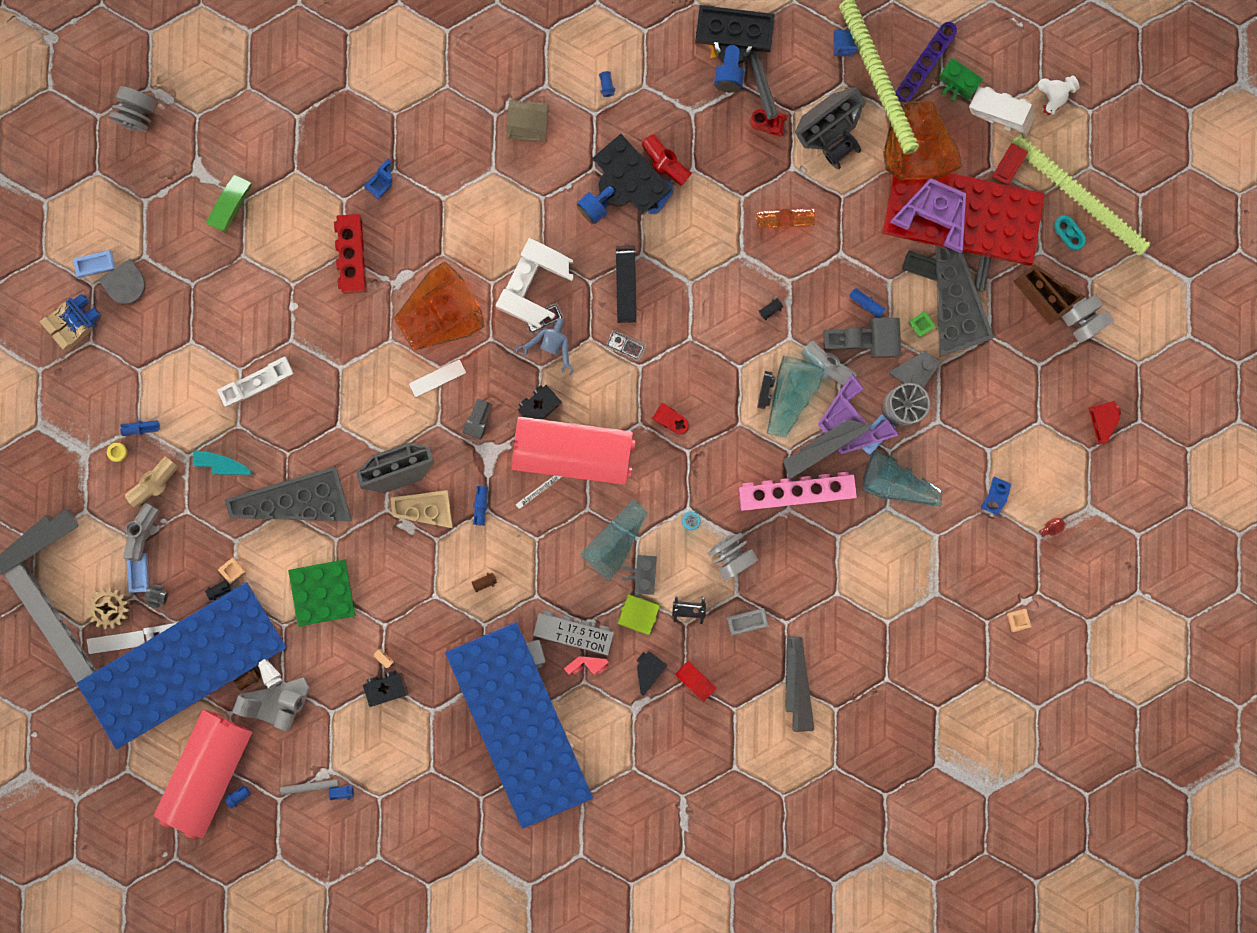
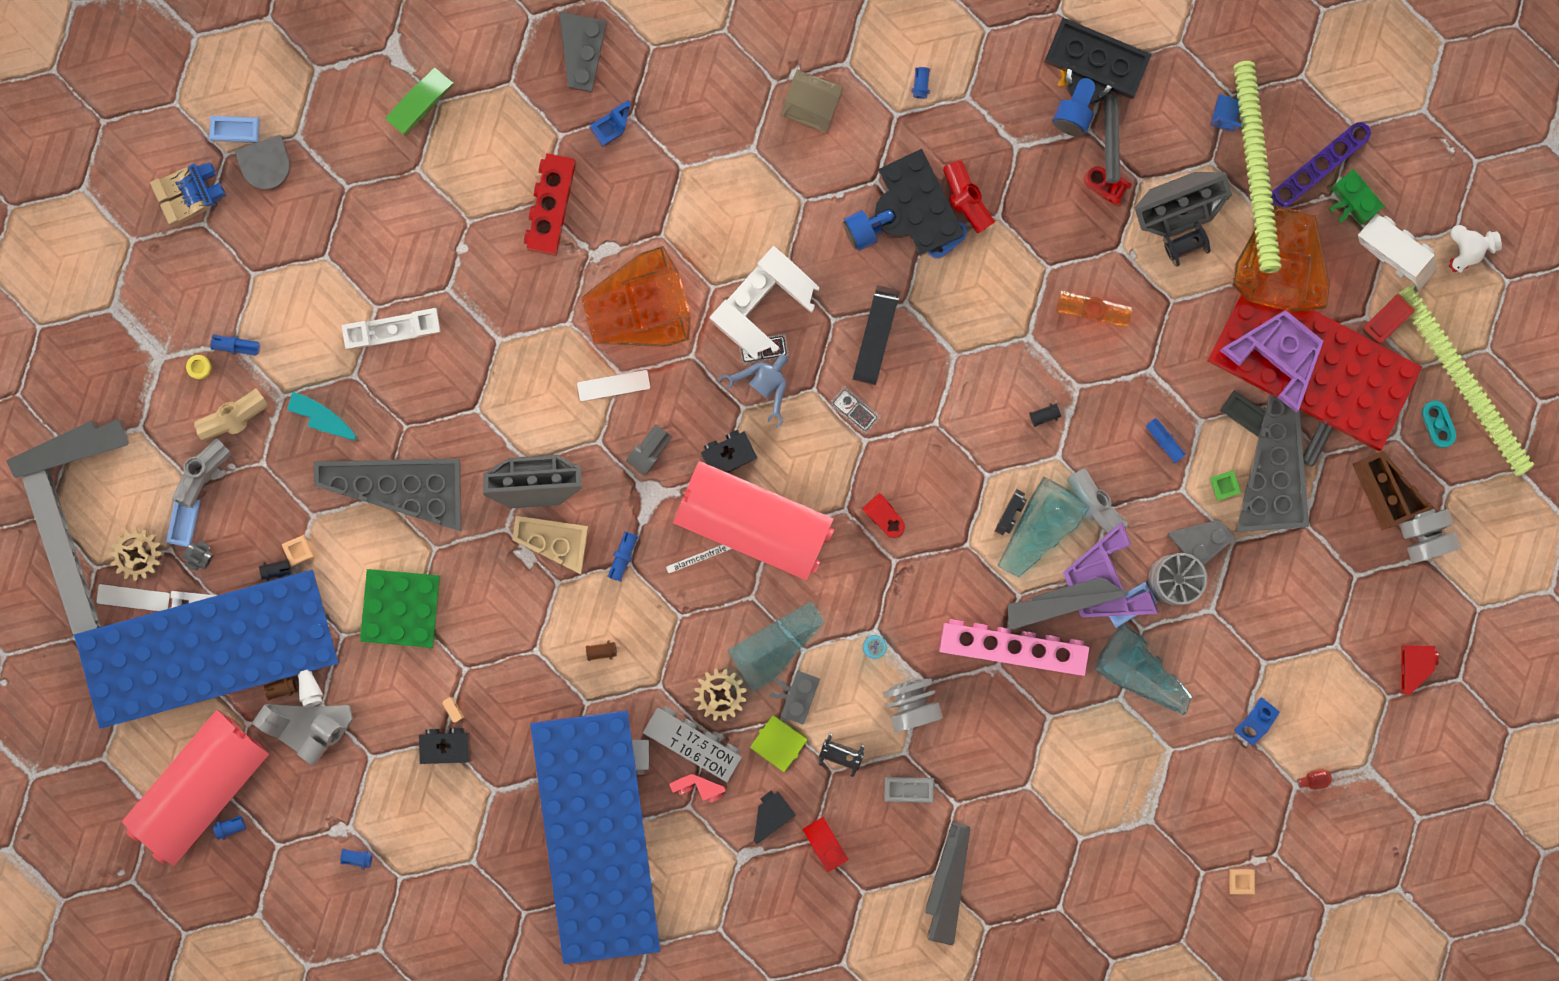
camera: 20 degrees right, 0 degrees up
(309, 787) = (319, 840): light grey bar -> none
(342, 130) = (582, 49): none -> dark grey wing
(579, 602) = (706, 685): none -> tan gear
(881, 338) = (1171, 488): dark grey plate -> none

